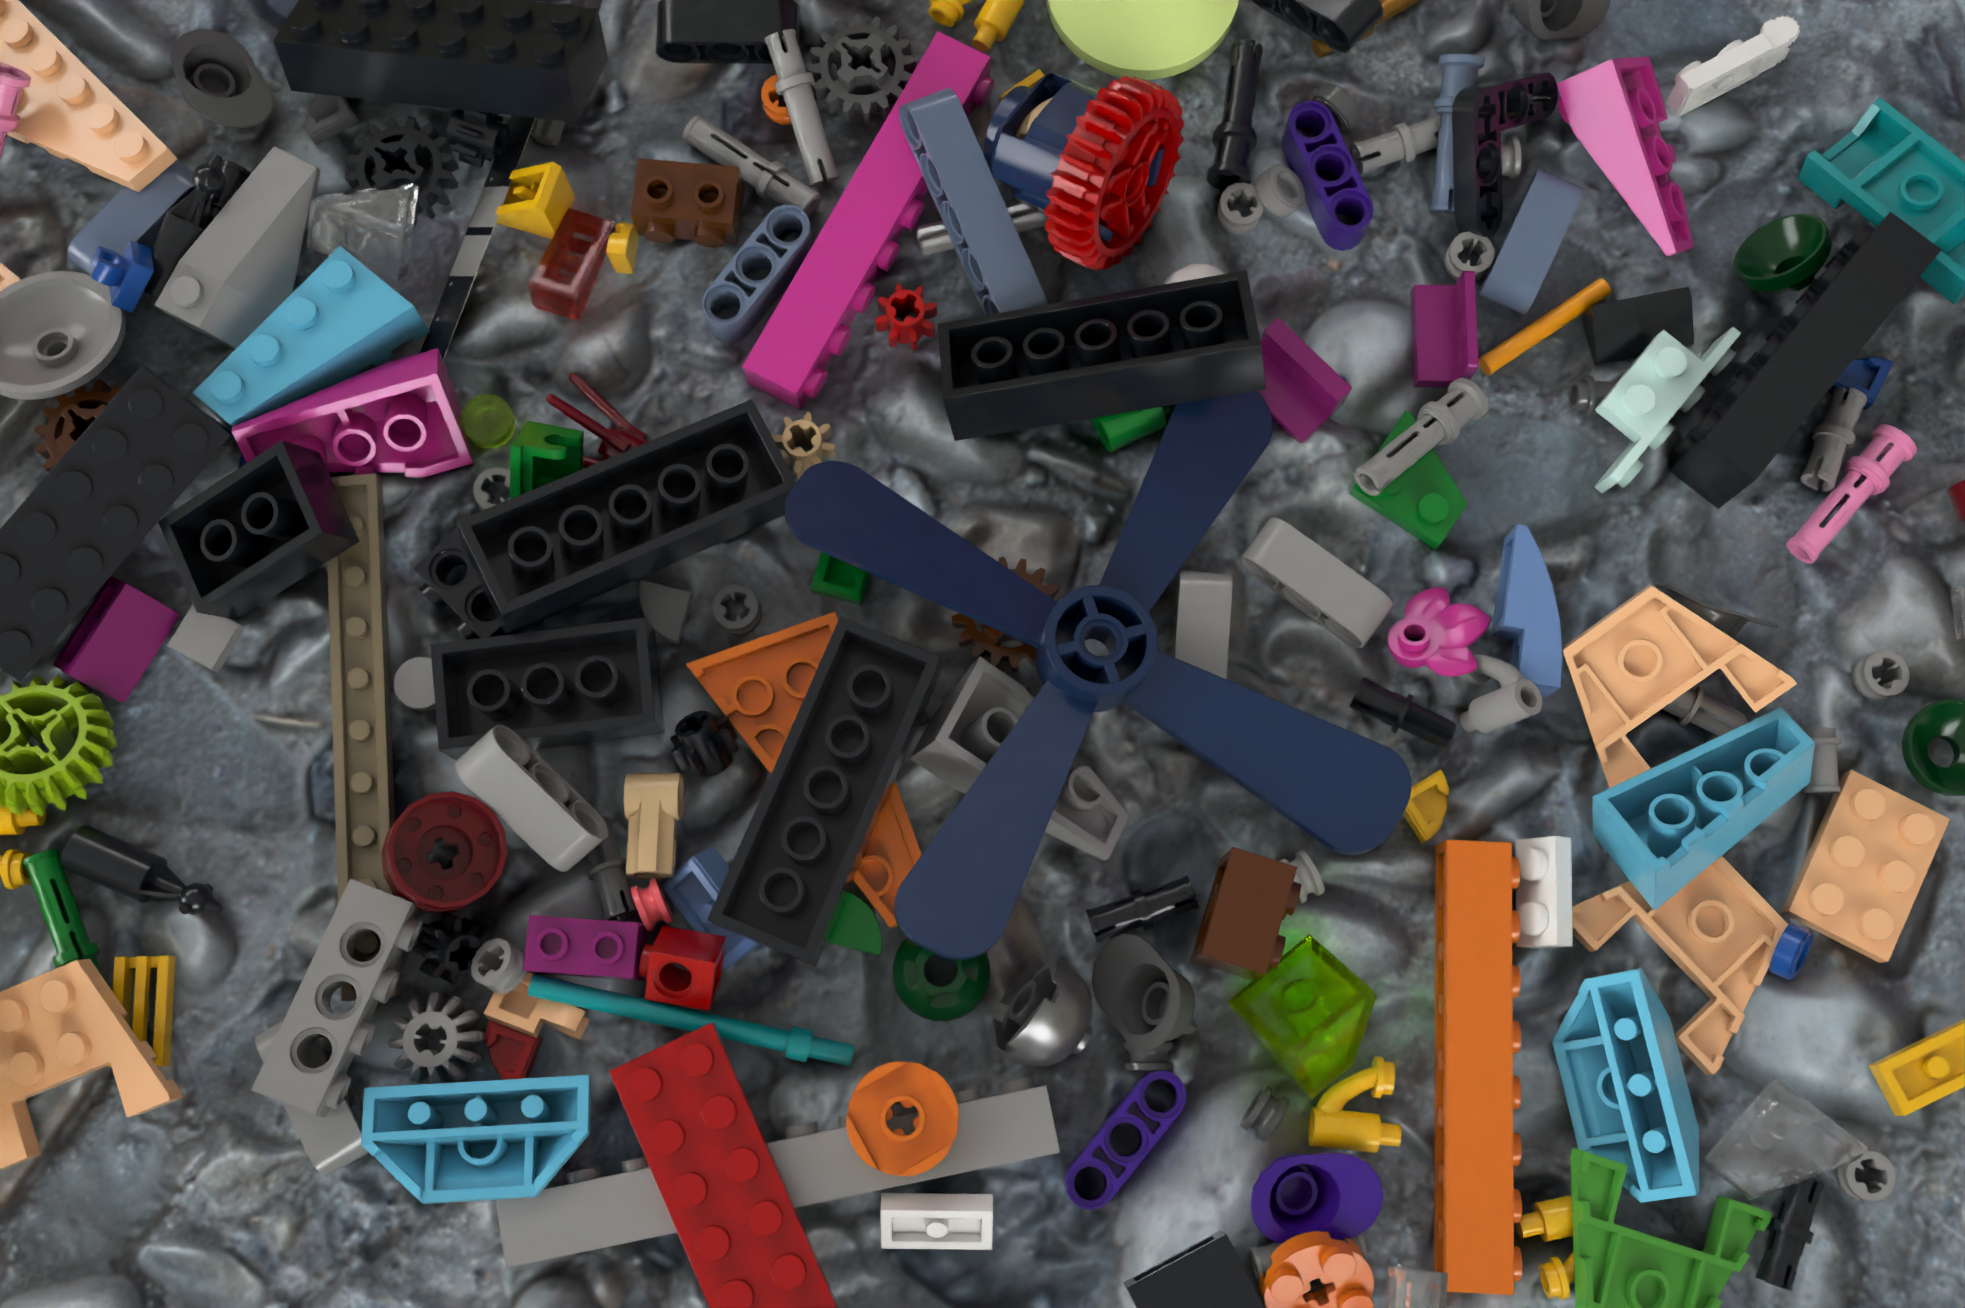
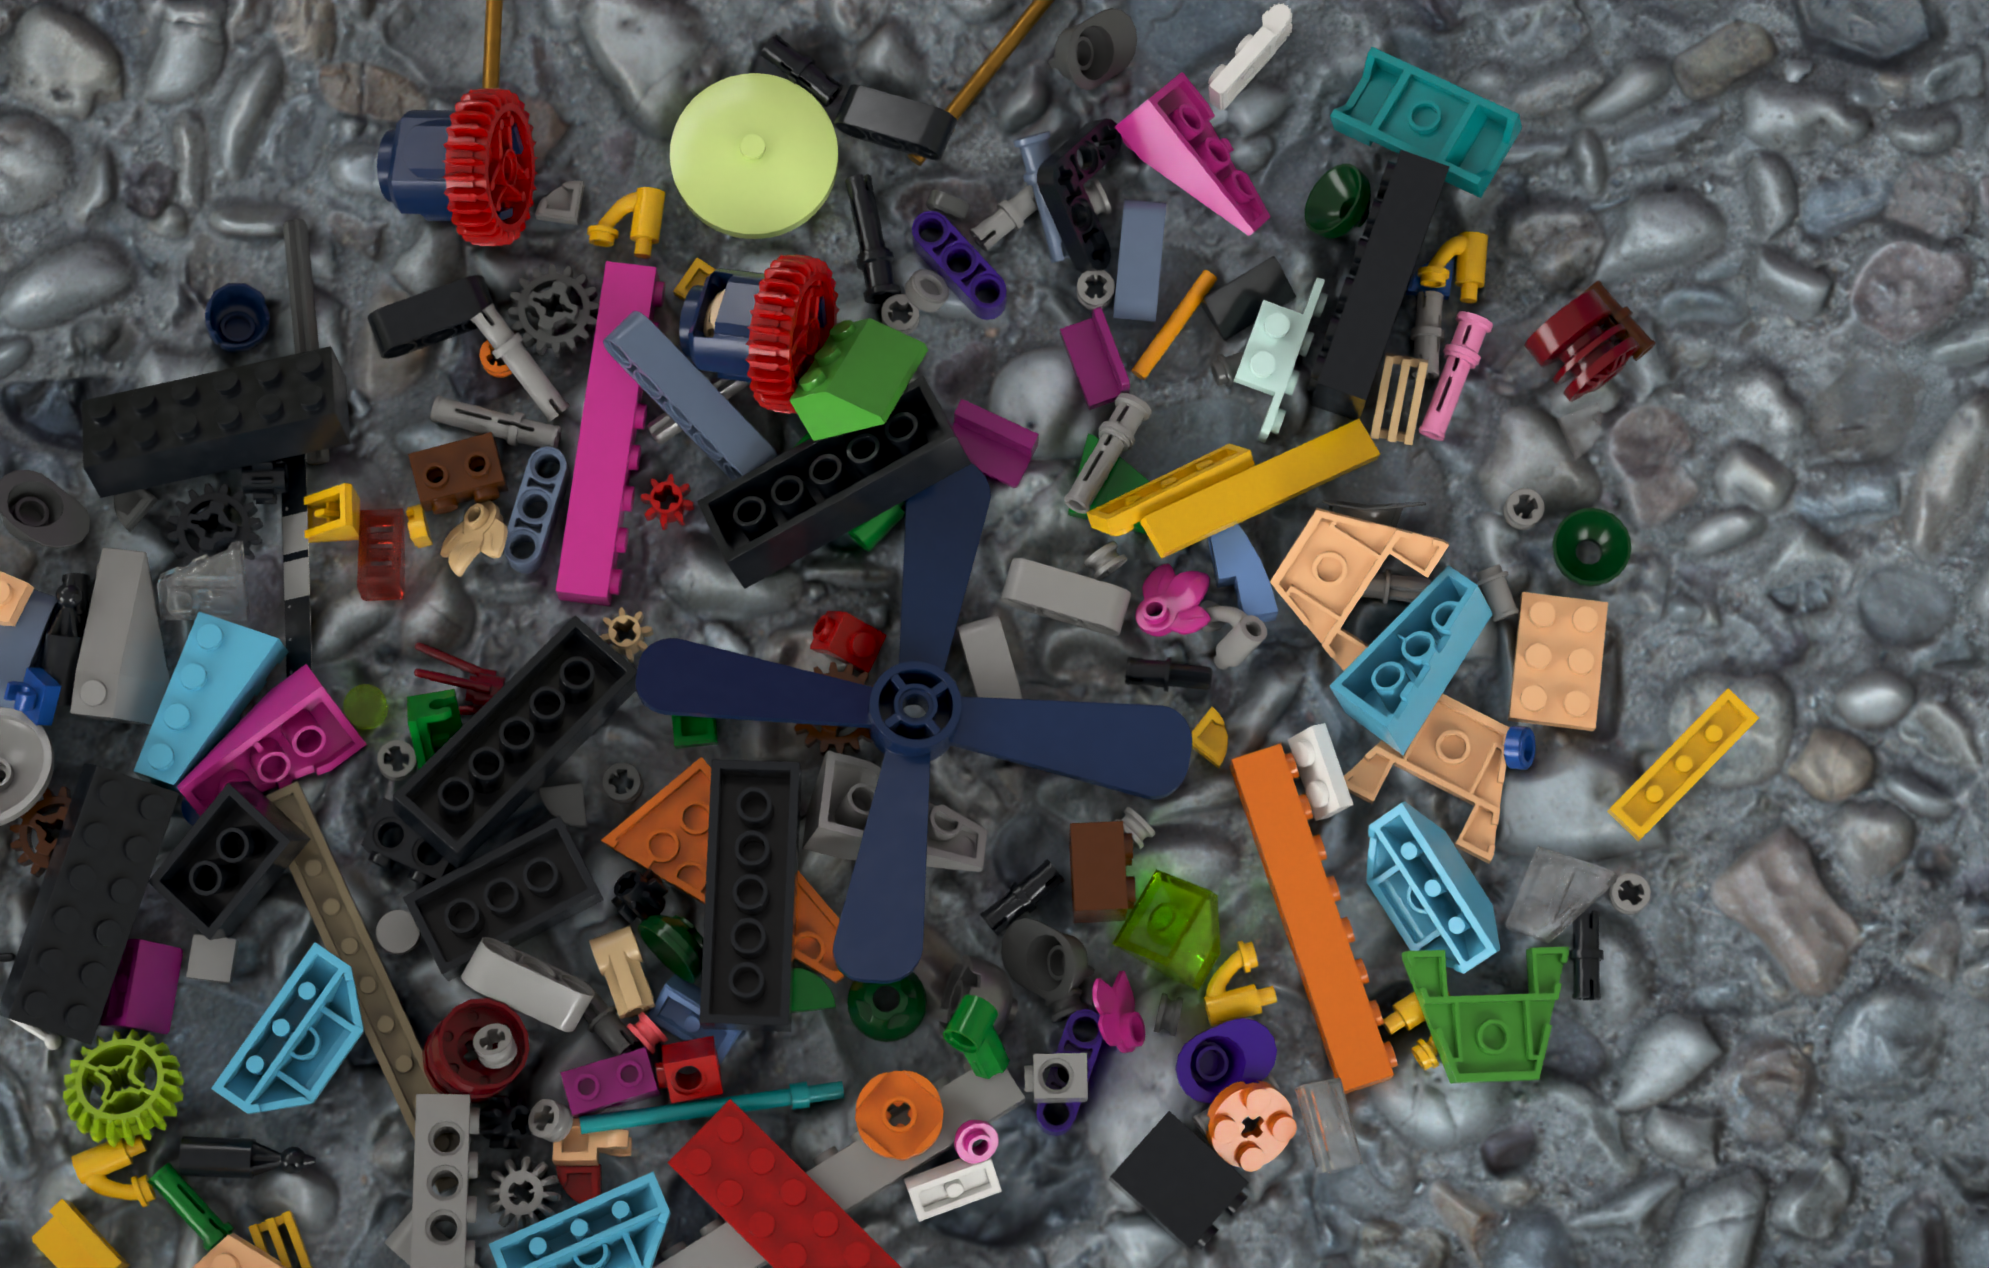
camera: 20 degrees left, 0 degrees up
(248, 762) = (297, 1038): none -> medium azure wedge
(451, 847) = (484, 1041): none -> light grey bush
(687, 276) = (479, 532): none -> tan plate
(721, 811) = (674, 944): none -> dark green piece
(981, 1172) = (969, 1133): none -> plate
(1027, 1060) = (974, 1035): none -> green piece
(1050, 541) = (847, 639): none -> red bracket
(1130, 1161) = (1075, 1066): none -> light grey brick
(1166, 247) = (856, 378): none -> bright green slope
(1203, 1104) = (1118, 1020): none -> dark pink plate
(1376, 558) = (1105, 561): none -> light grey bush
(1498, 503) = (1121, 513): none -> yellow plate
(1585, 539) = (1259, 488): none -> yellow tile
(1796, 510) = (1392, 434): none -> tan tile
(1908, 380) = (1470, 265): none -> yellow plant

